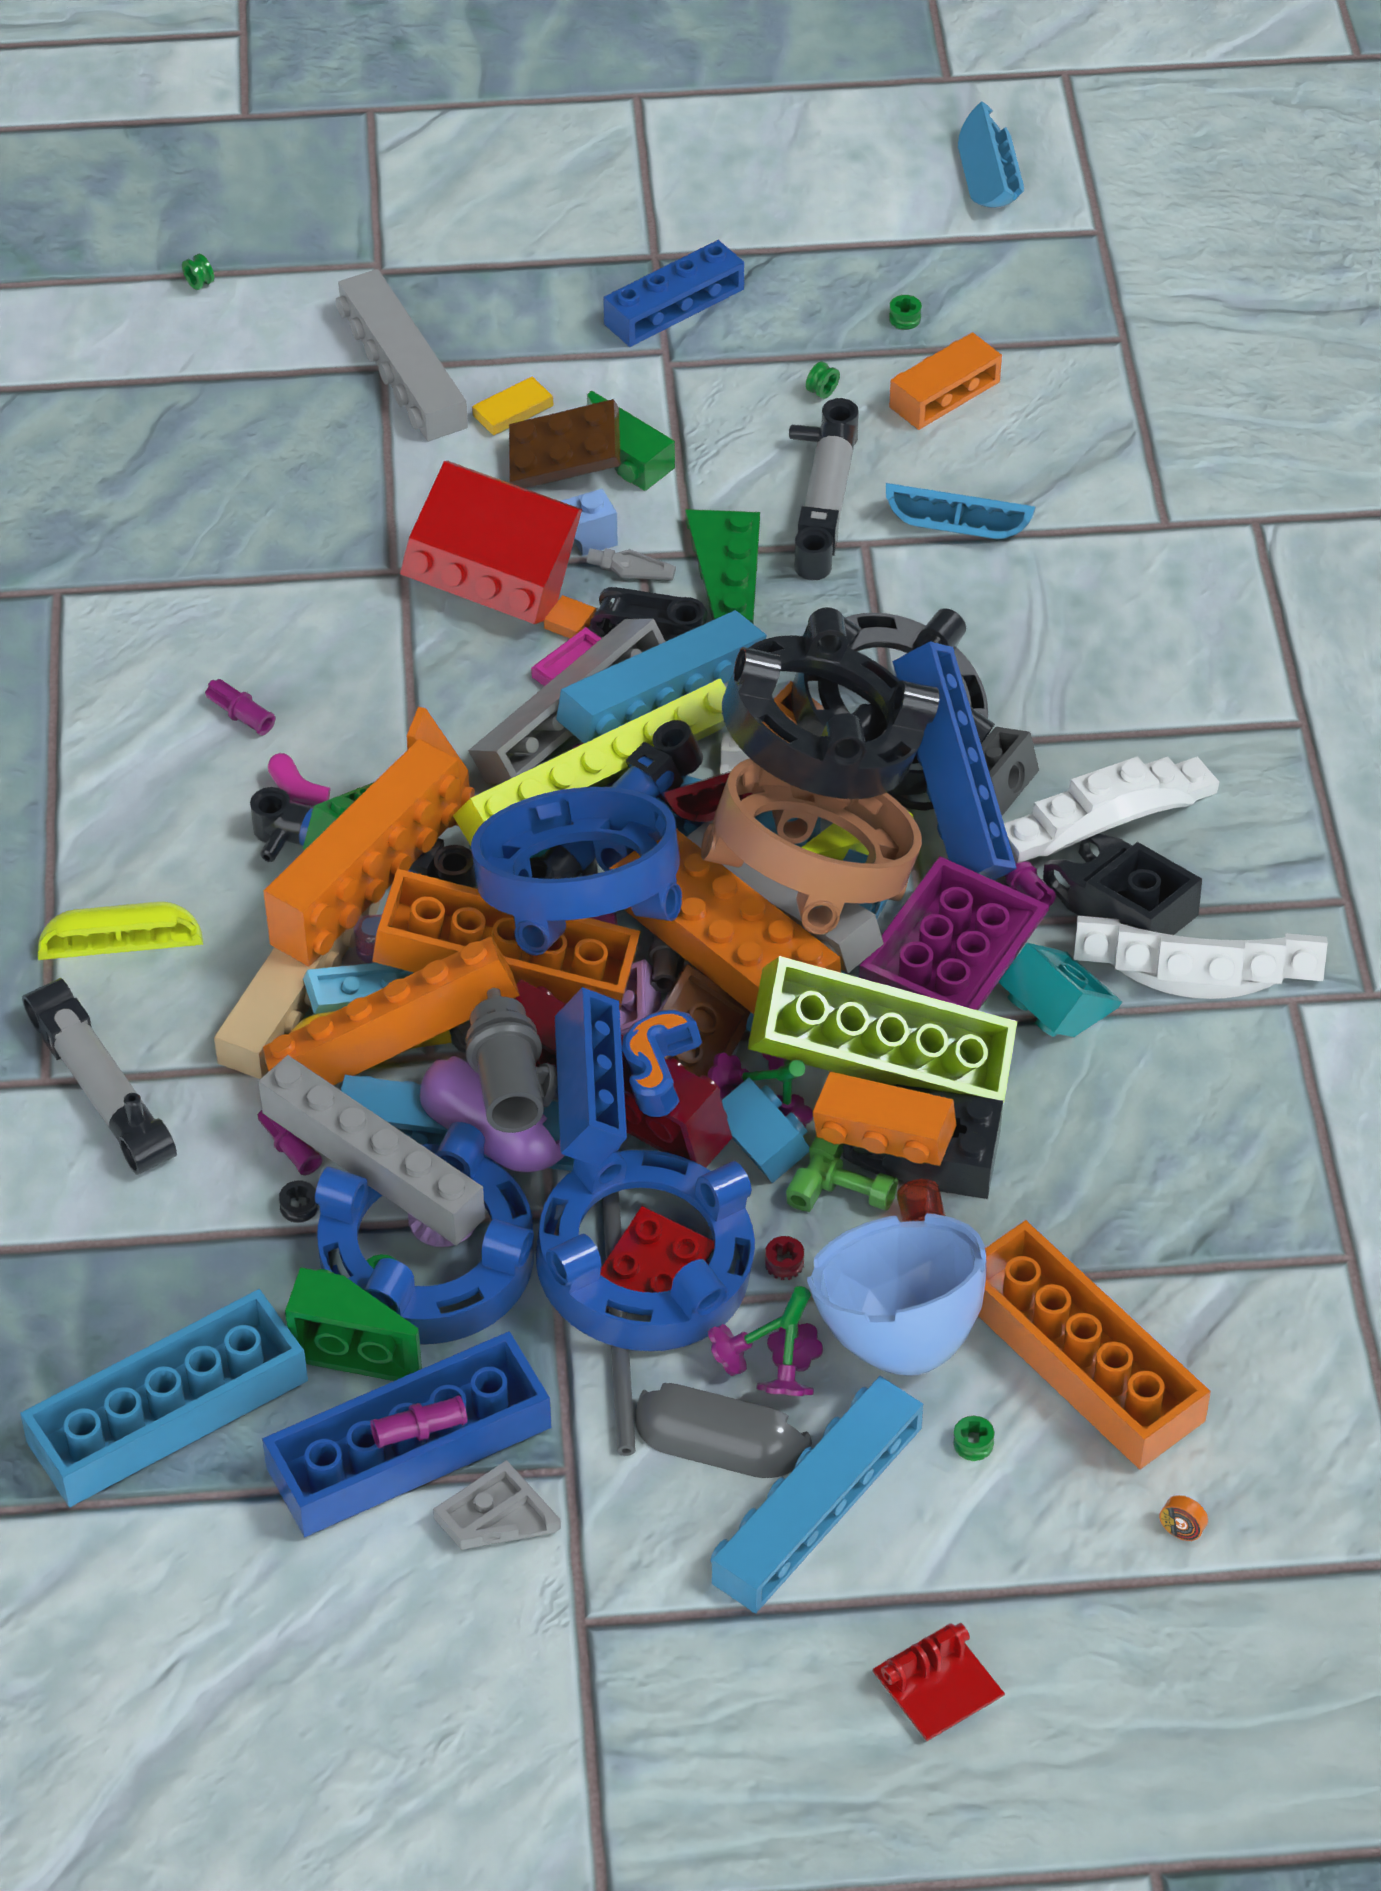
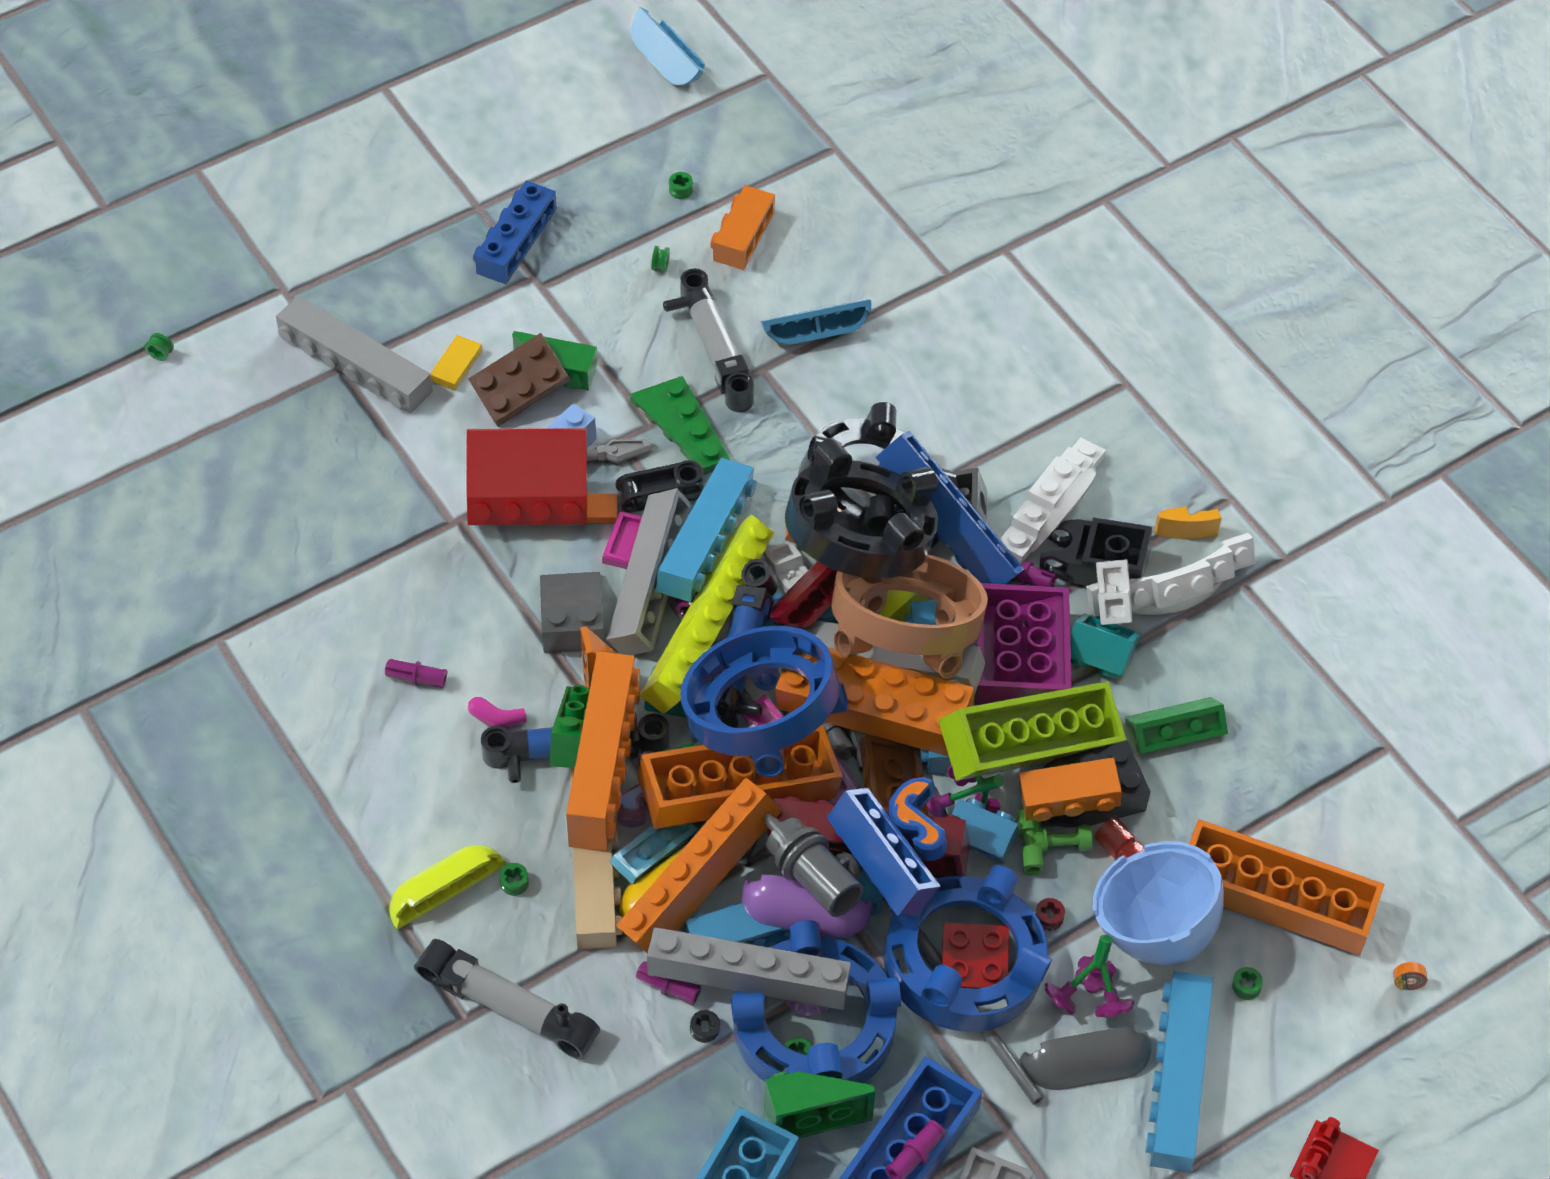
camera: 30 degrees left, 5 degrees up
(204, 952) = (514, 888): none -> green bush
(461, 702) = (566, 606): none -> dark grey slope
(1090, 1119) = (1178, 724): none -> green panel
(1103, 931) = (1114, 592): none -> white slope
(1250, 898) = (1181, 525): none -> light orange slope

